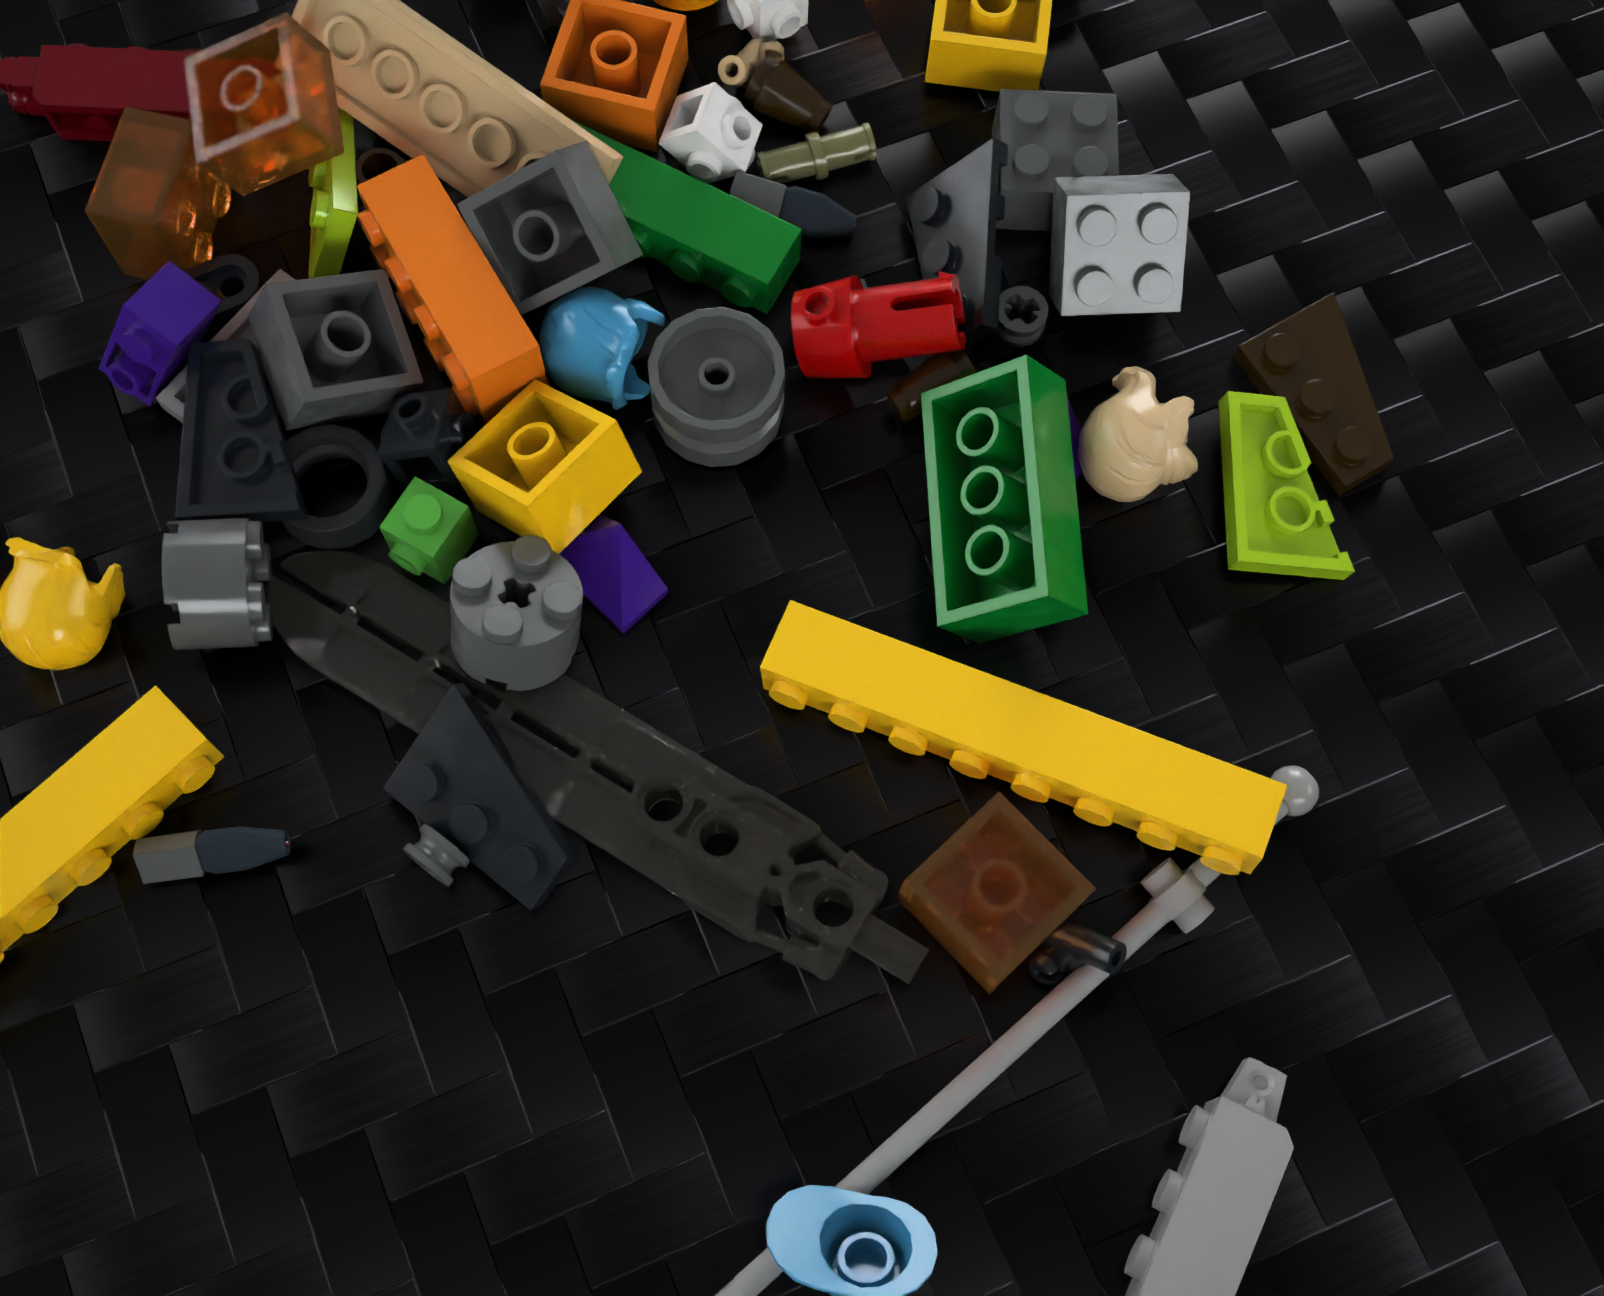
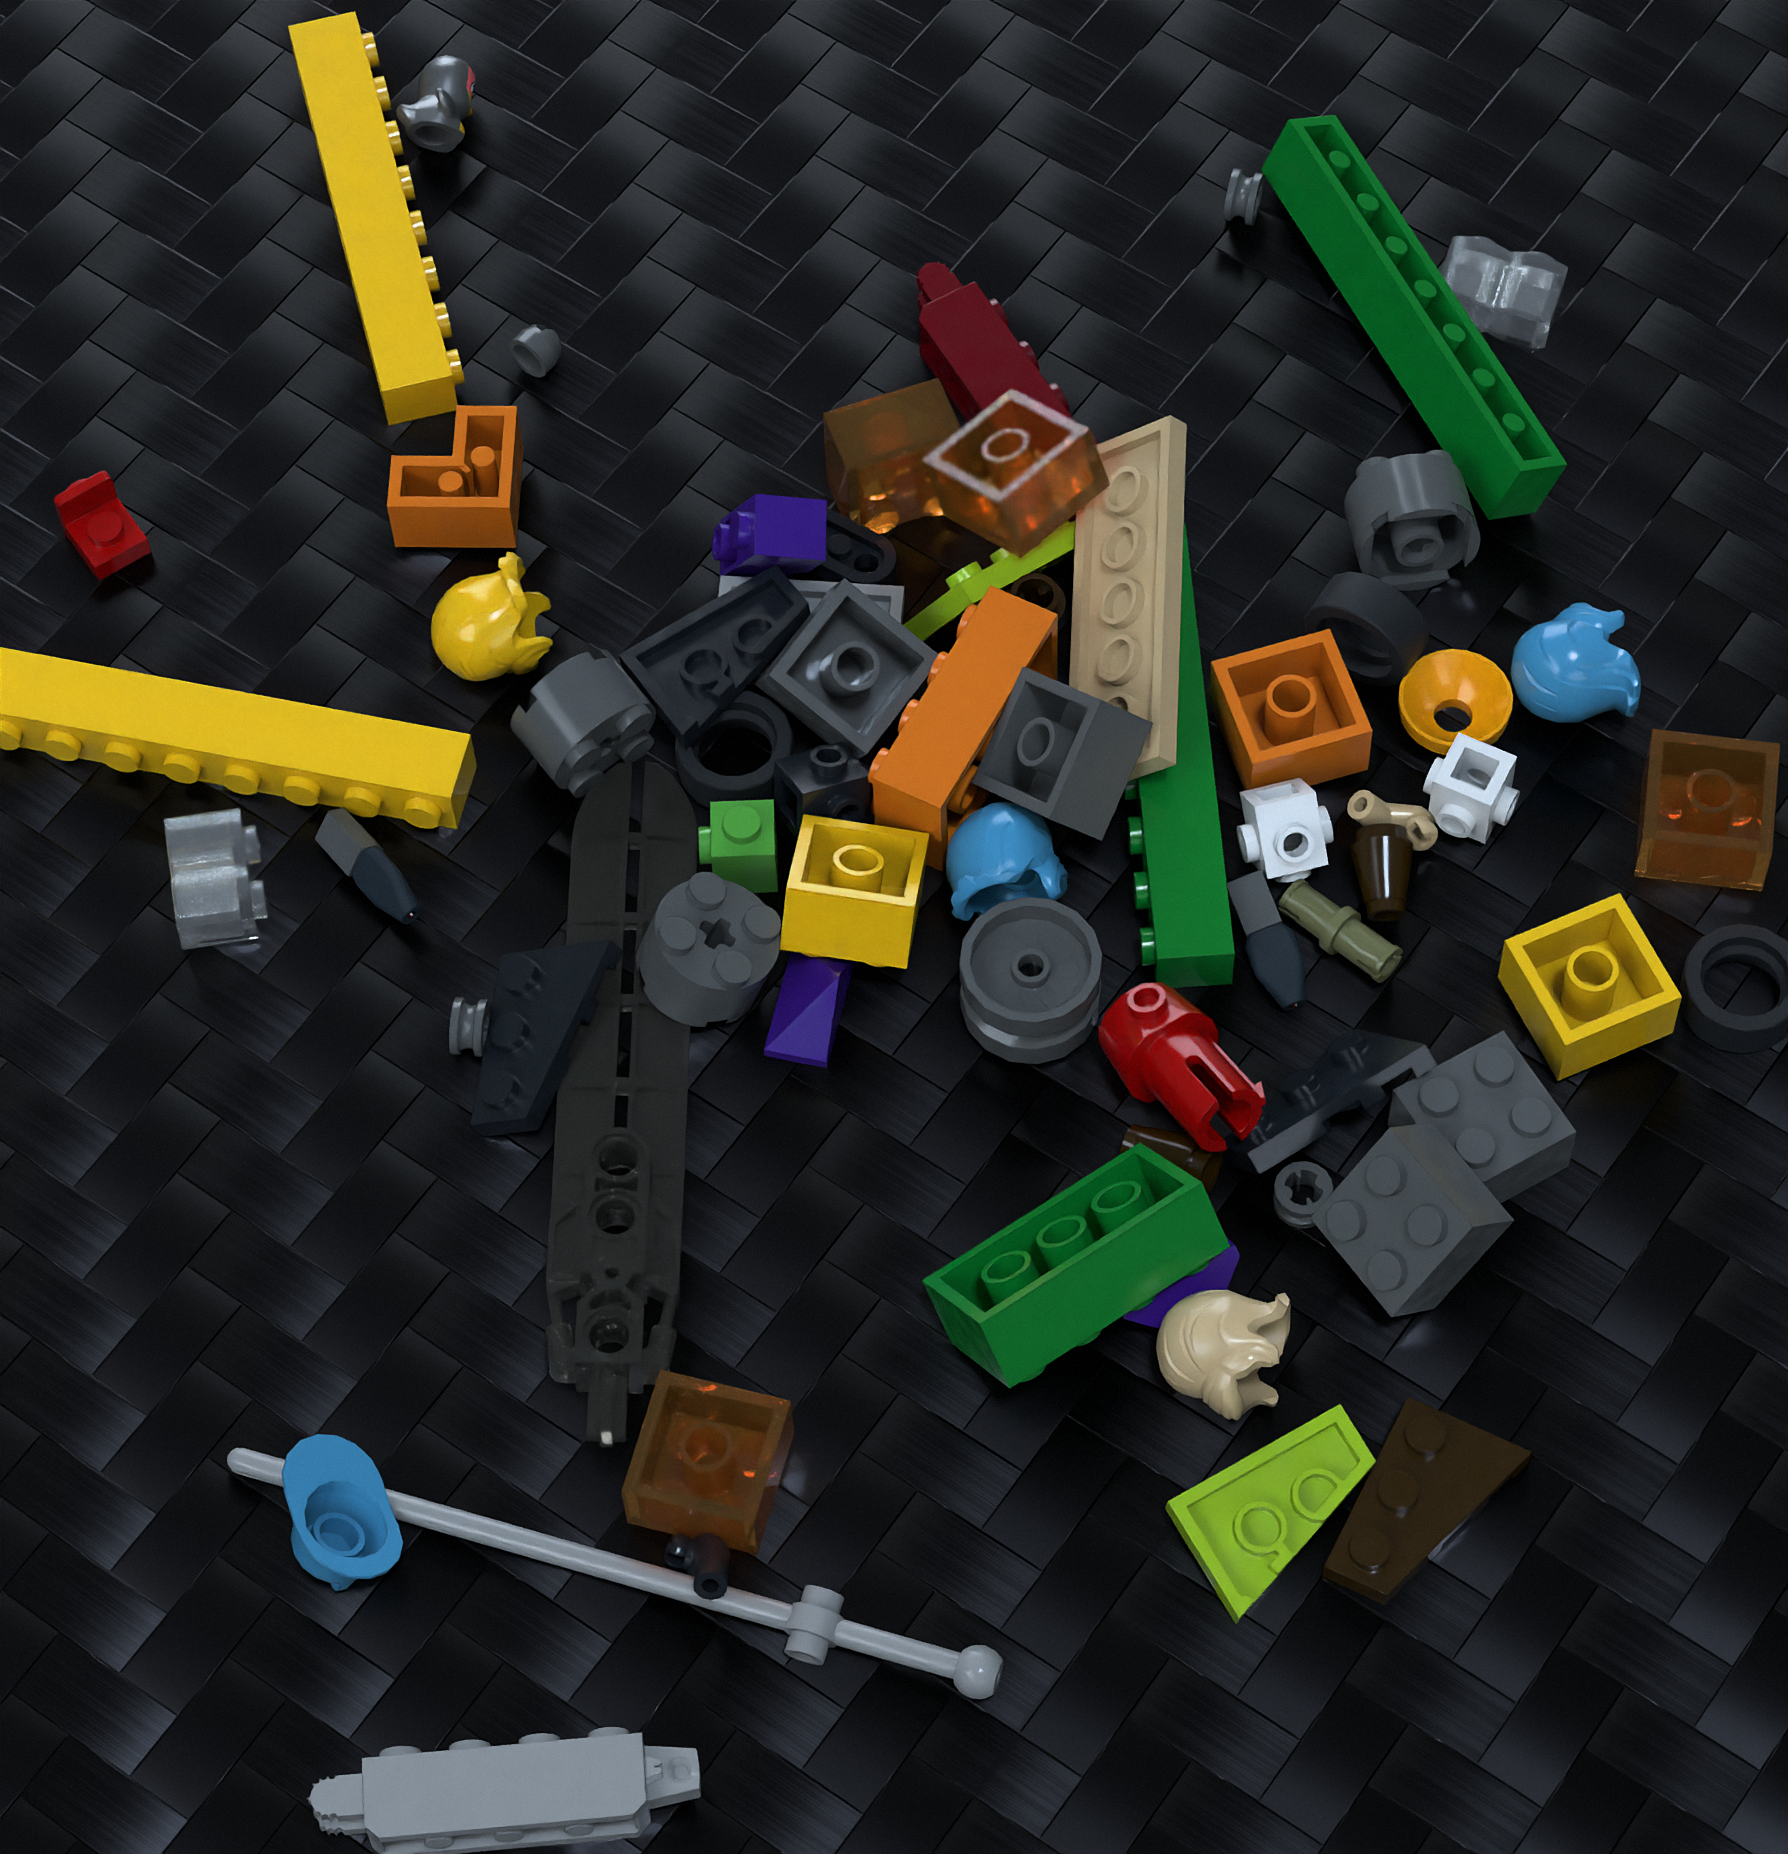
camera: 65 degrees right, 10 degrees down
(119, 997) = (213, 878): none -> clear brick
(1023, 738) = (866, 1409): yellow brick -> none

